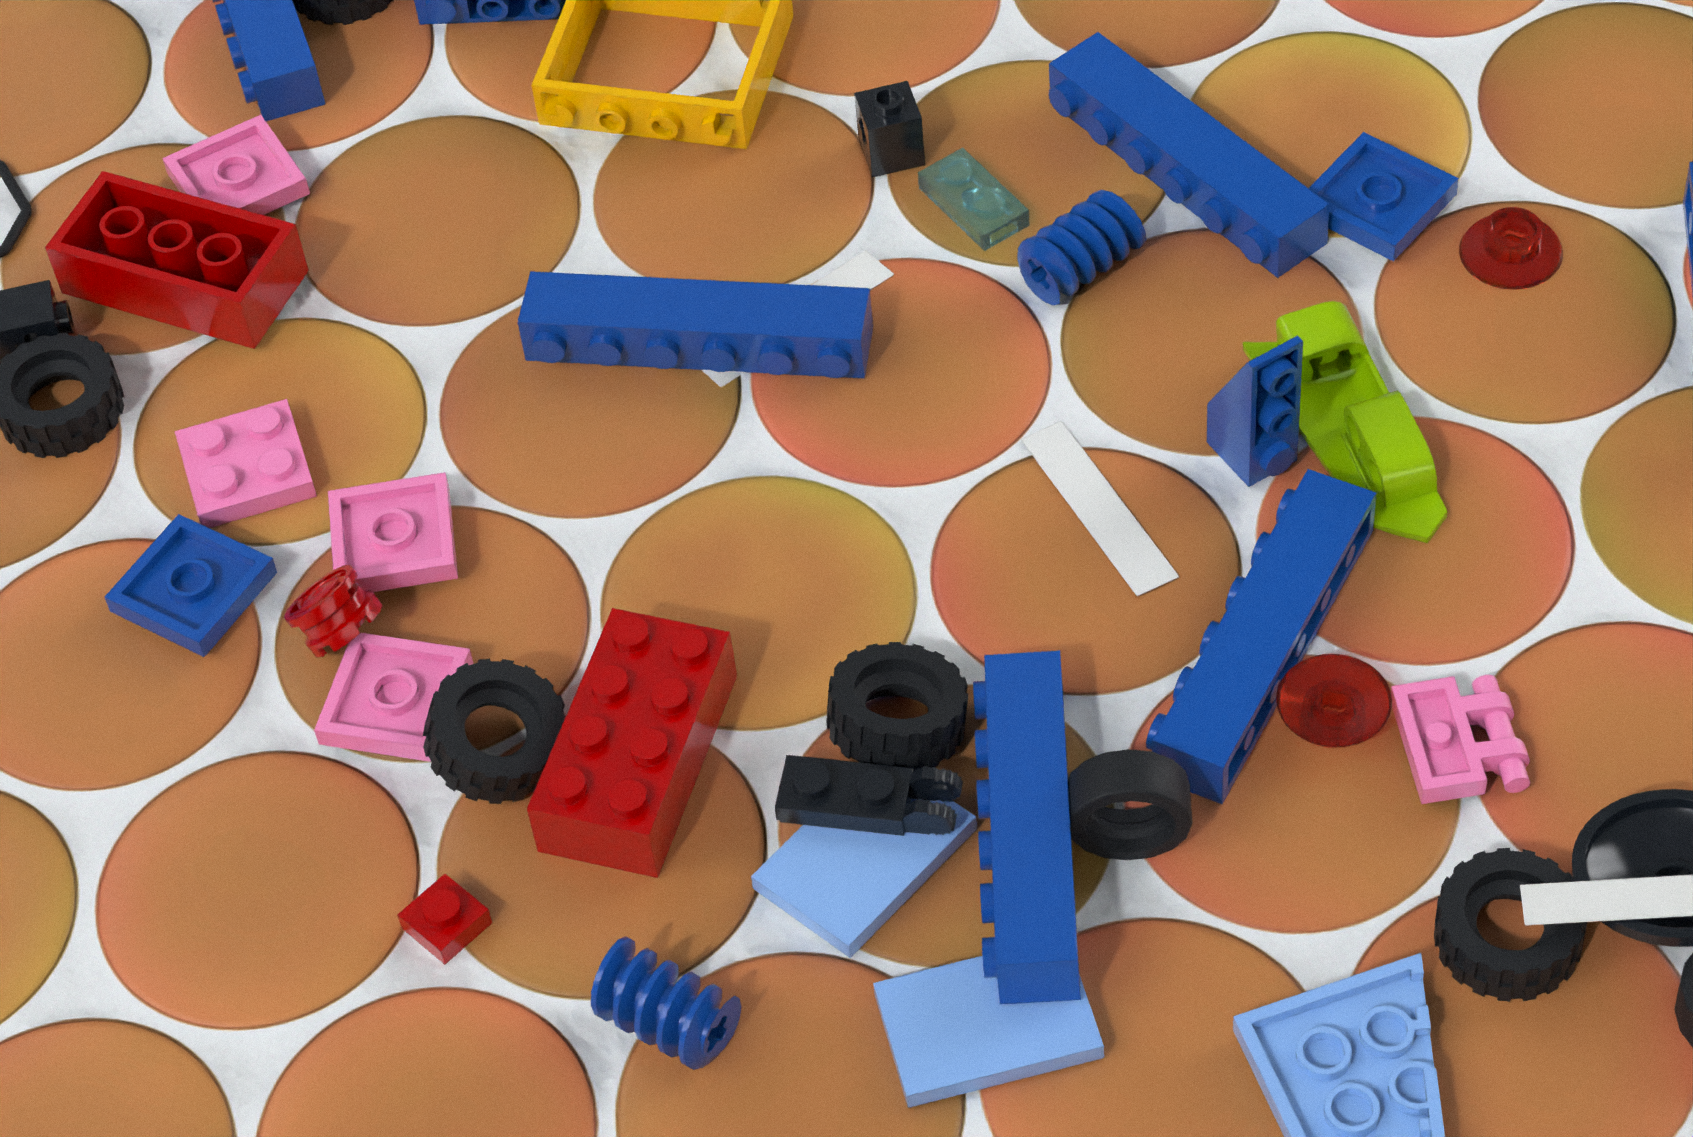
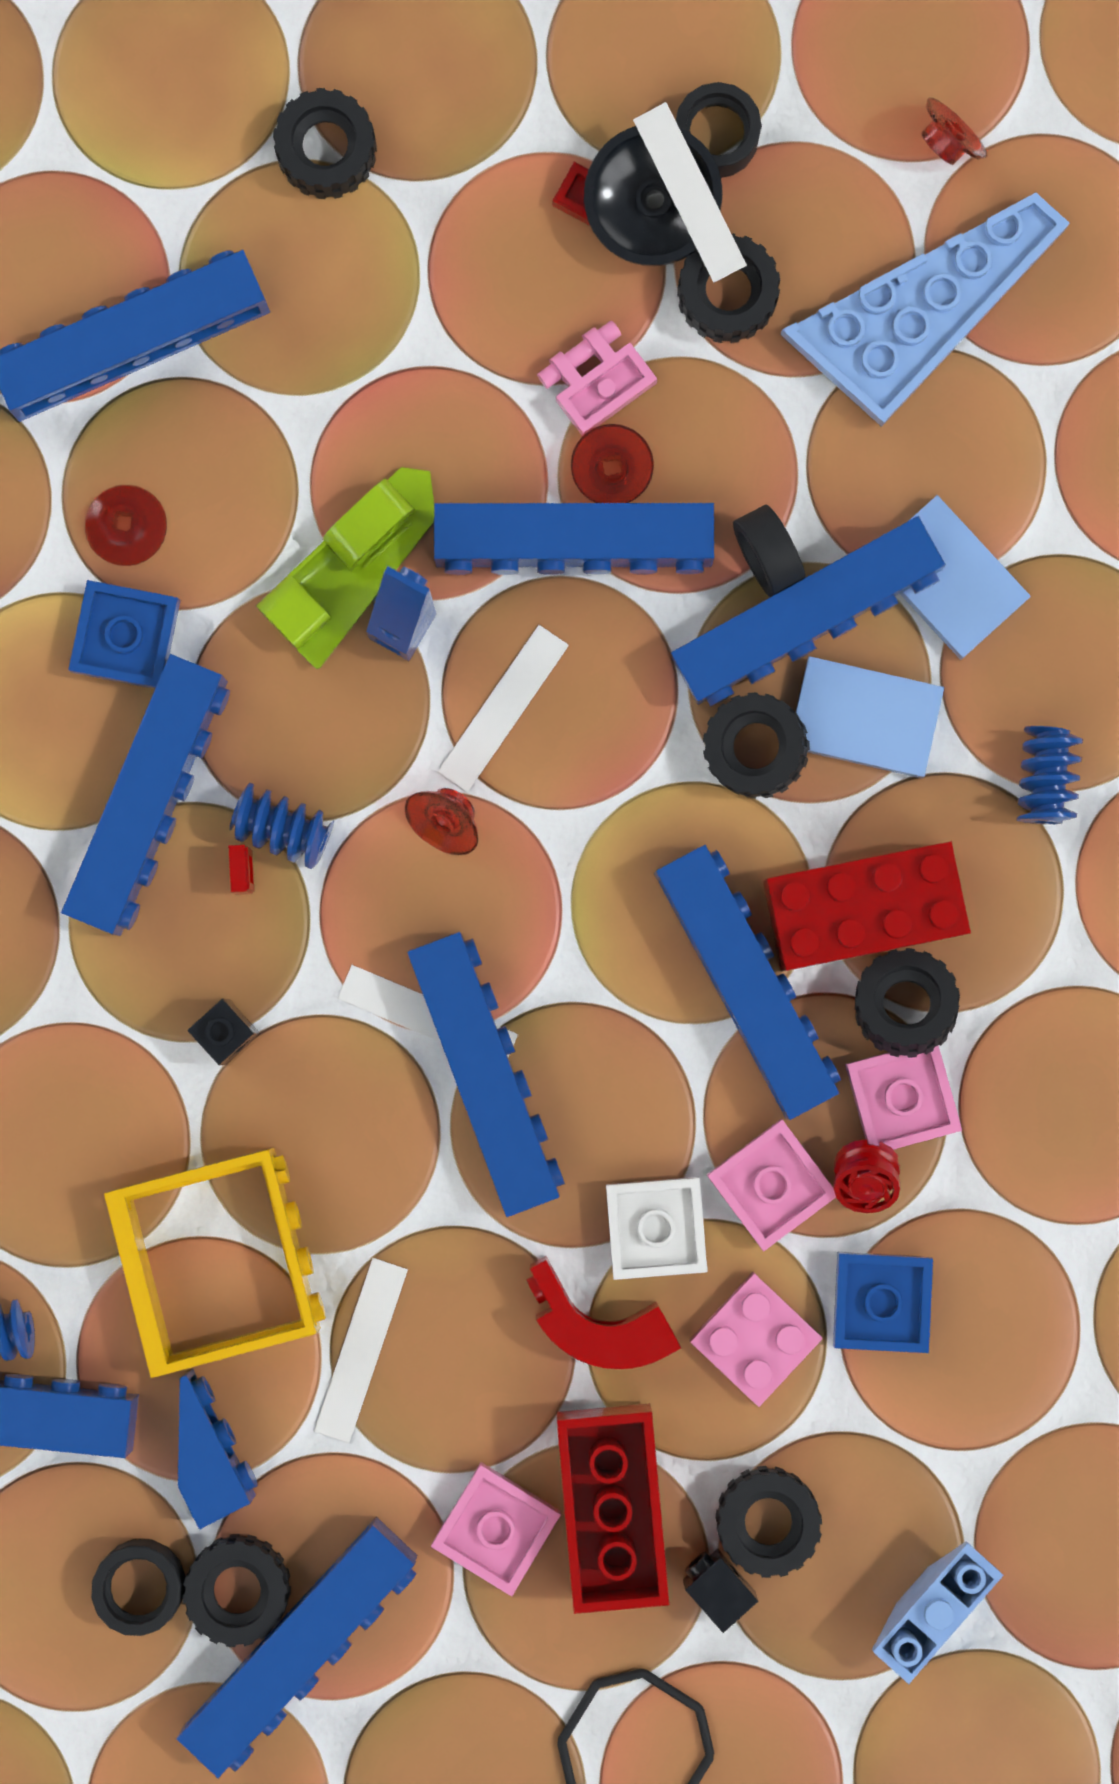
camera: 125 degrees left, 35 degrees up
(359, 313) = (600, 1343): none -> red arch
(425, 414) = (656, 1228): none -> white plate
(444, 918) = (1046, 961): red plate -> none
(494, 146) = (360, 1350): none -> white sticker
(569, 593) = (747, 983): none -> blue brick
(866, 796) = (836, 733): black hinge -> none
(973, 199) = (254, 940): clear light blue plate -> none
(1001, 389) = (443, 820): none -> clear red piece
(1050, 196) = (241, 869): none -> red tile

